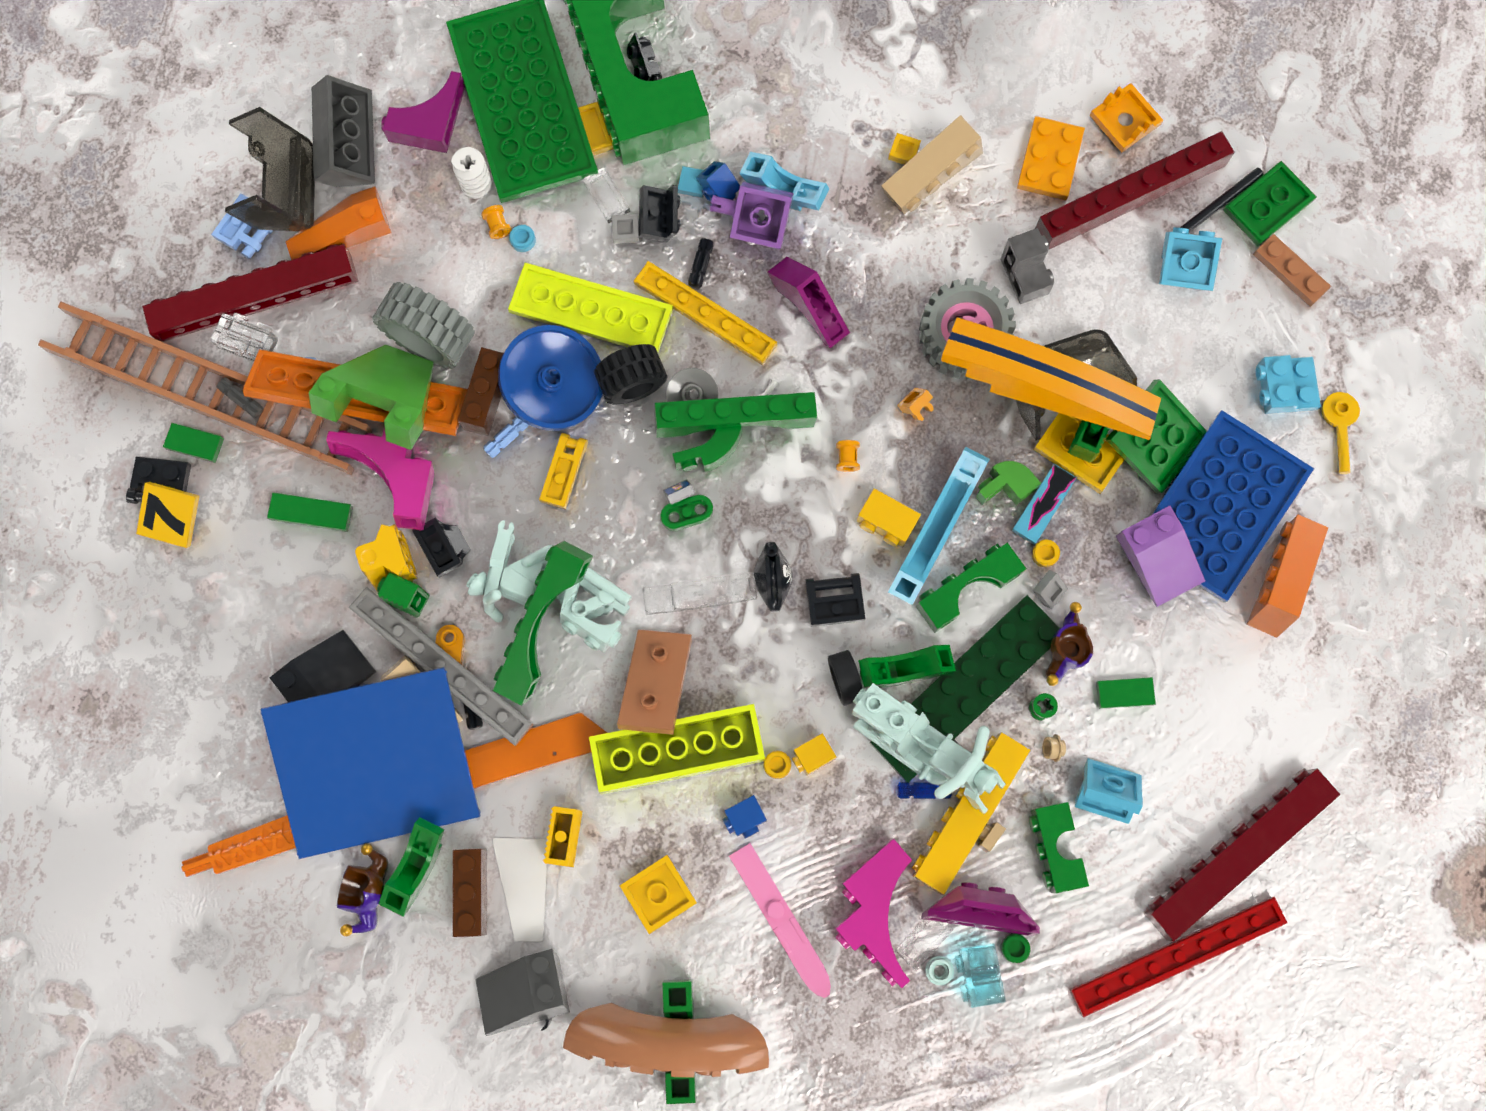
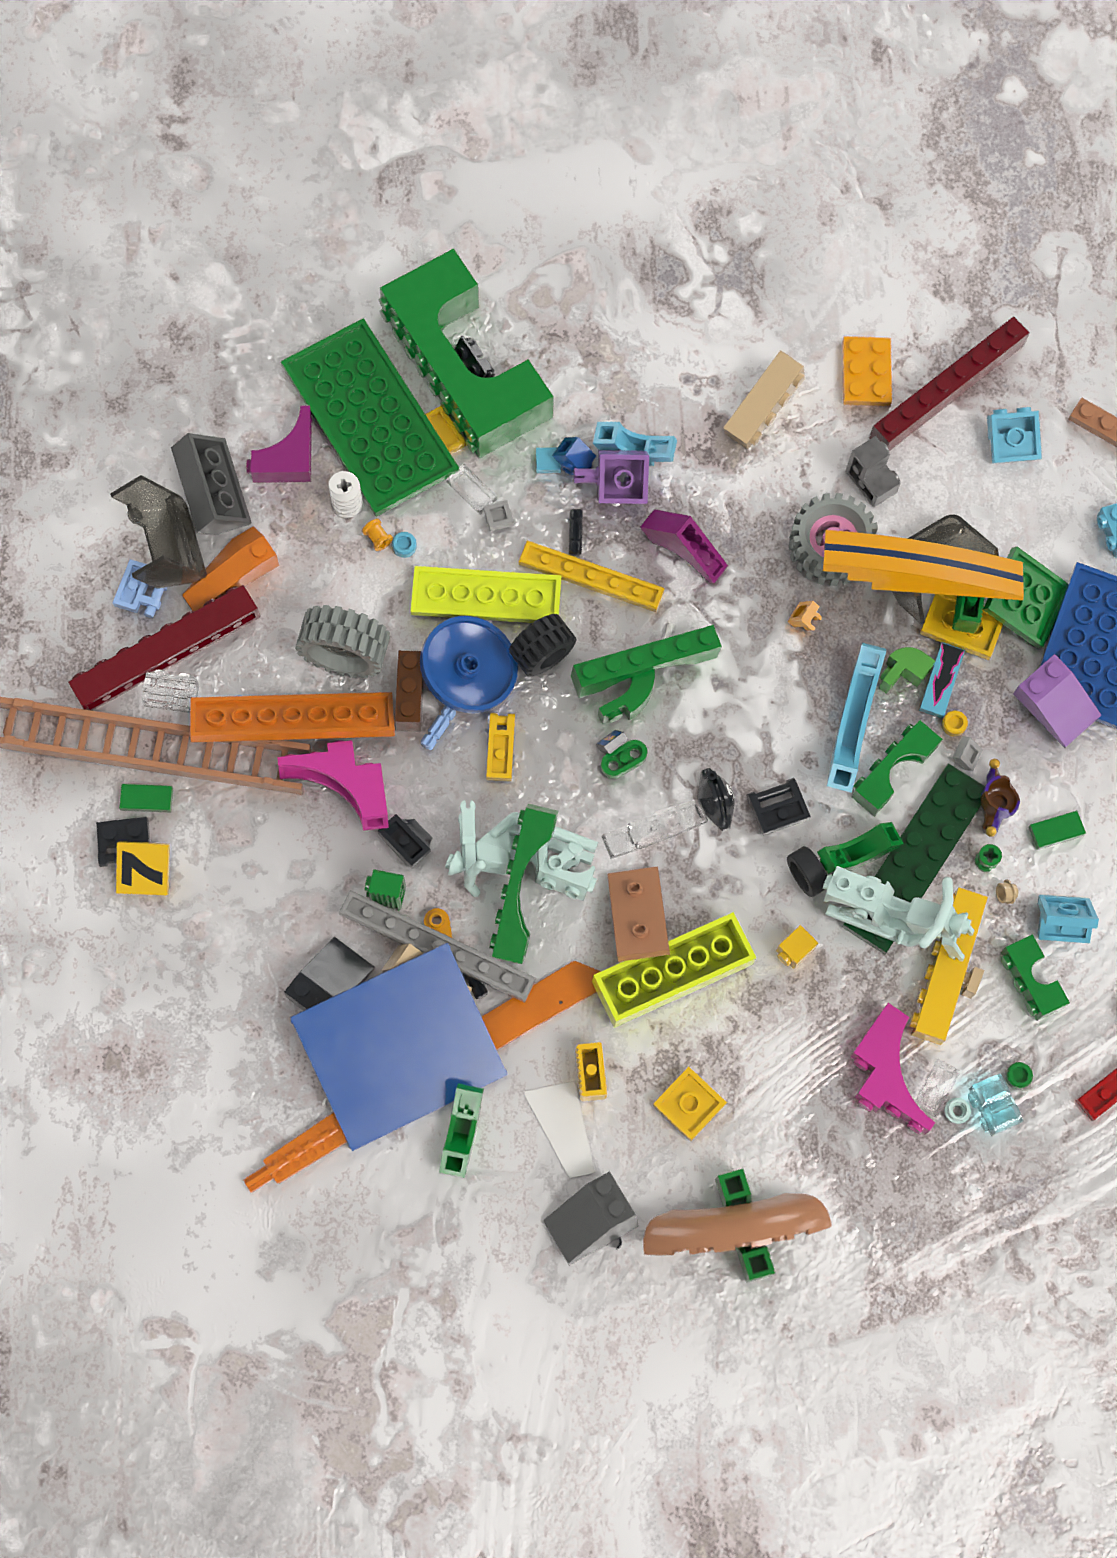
camera: 20 degrees left, 5 degrees down
(236, 395) = (181, 746): dark grey axle -> none
(310, 512) = (274, 836): green tile -> none
(362, 891) = (419, 1165): reddish brown piece -> none
(384, 380) = (317, 699): bright green wedge -> none
(386, 555) = (360, 860): yellow piece -> none
(469, 892) = (519, 1142): reddish brown brick -> none
(658, 213) = (526, 494): black bracket -> none
(691, 379) = (597, 638): light grey dish -> none
(744, 817) = (749, 1017): blue brick -> none
(777, 764) = (765, 965): yellow tile -> none
(781, 920) = (805, 1101): bright pink piece -> none
(847, 456) = (756, 676): light orange bush -> none
(888, 518) = (807, 723): yellow brick -> none
(904, 149) = (733, 390): yellow plate -> none
(918, 790) = (902, 956): clear blue axle -> none
(983, 909) = (983, 1047): magenta wedge -> none
(1133, 103) = (924, 306): light orange piece -> none
(1223, 199) = (1029, 376): black bar -> none
(1269, 203) = (1071, 371): green tile -> none

